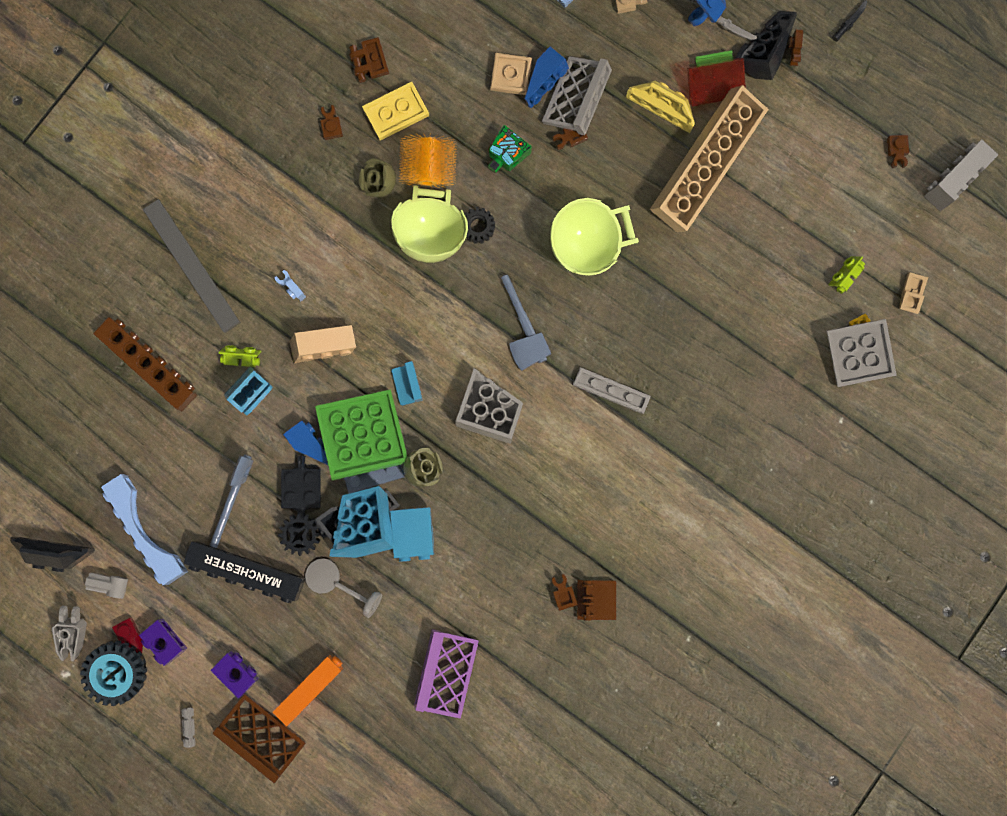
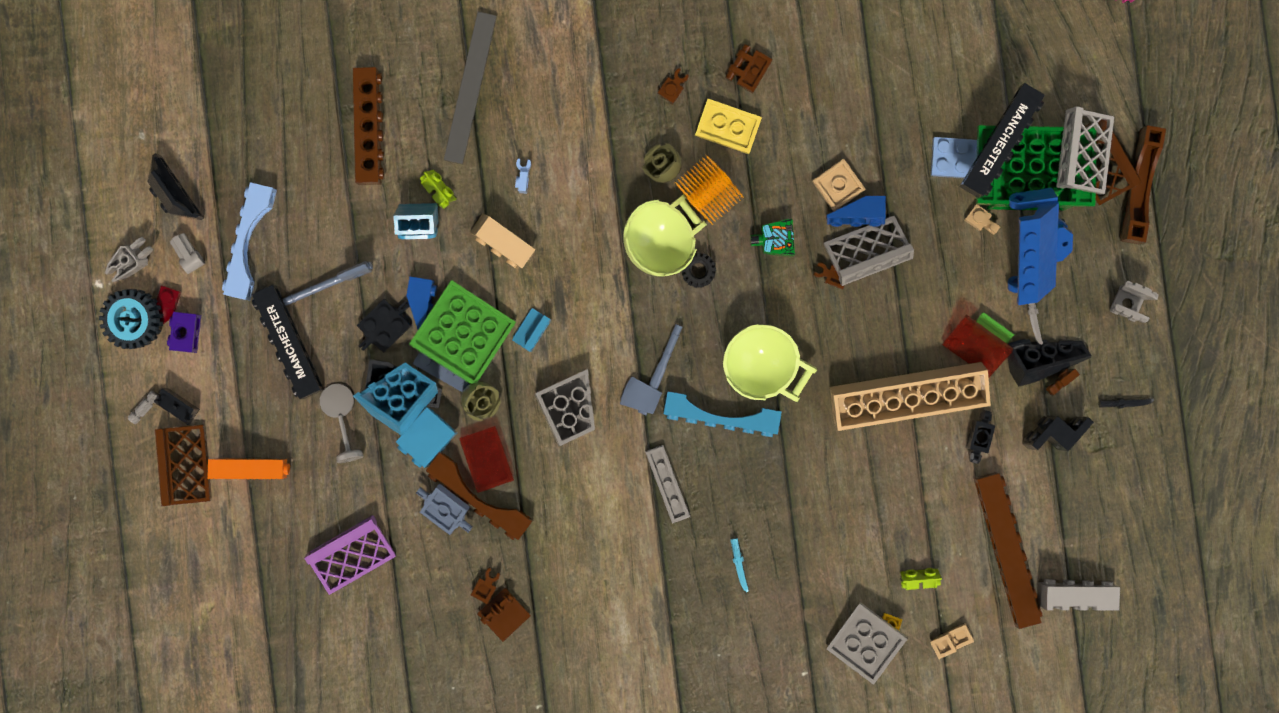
camera: 50 degrees right, 5 degrees up
(211, 701) = (176, 405): none -> black hinge
(224, 669) = (204, 395): dark purple brick -> none
(293, 528) = (349, 363): black gear -> none
(470, 504) = (486, 459): none -> clear red plate
(478, 570) = (444, 509): none -> sand blue plate
(532, 528) = (447, 472): none -> reddish brown arch
(562, 329) = (765, 421): none -> dark azure arch
(664, 103) = (924, 321): light yellow wedge -> none
(713, 391) = (738, 559): none -> medium azure piece
(783, 130) = (985, 417): none -> black piece
(830, 82) = (1057, 432): none -> black bracket
(883, 194) = (1007, 550): none -> reddish brown brick
(898, 147) = (1057, 528): reddish brown plate -> none

